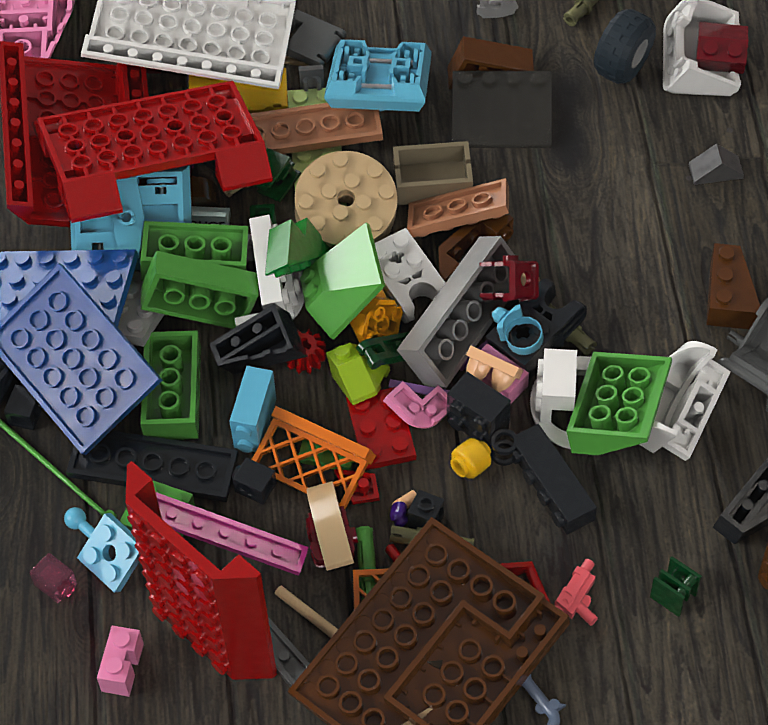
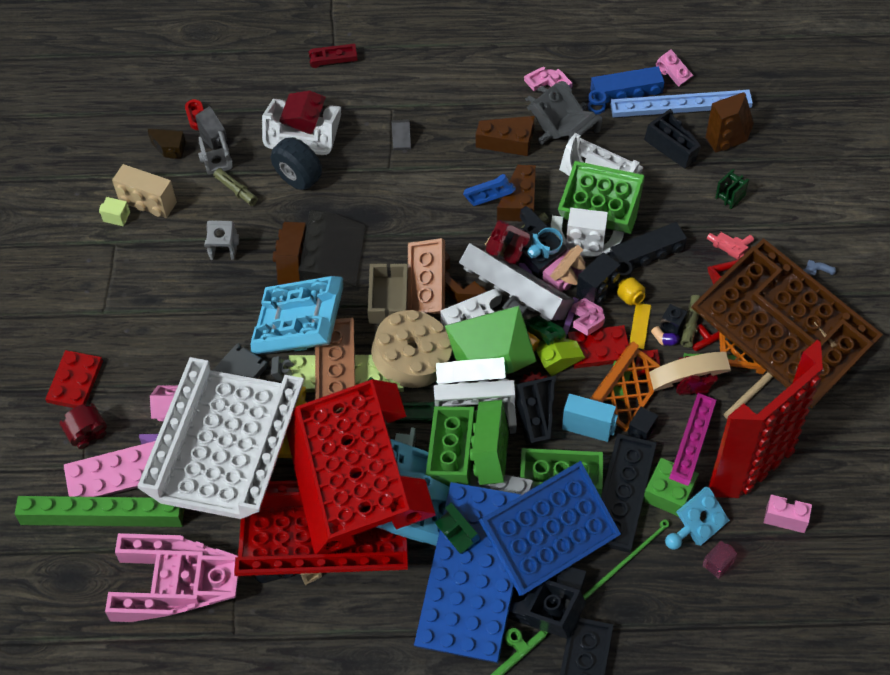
camera: 85 degrees left, 0 degrees up
(75, 257) = (457, 529): none -> dark green panel
(414, 307) = (512, 302): none -> dark grey bush
(421, 478) = (640, 324): none -> yellow piece
(614, 267) = (489, 190): none -> blue plate
(624, 312) = (510, 205): none -> reddish brown wedge

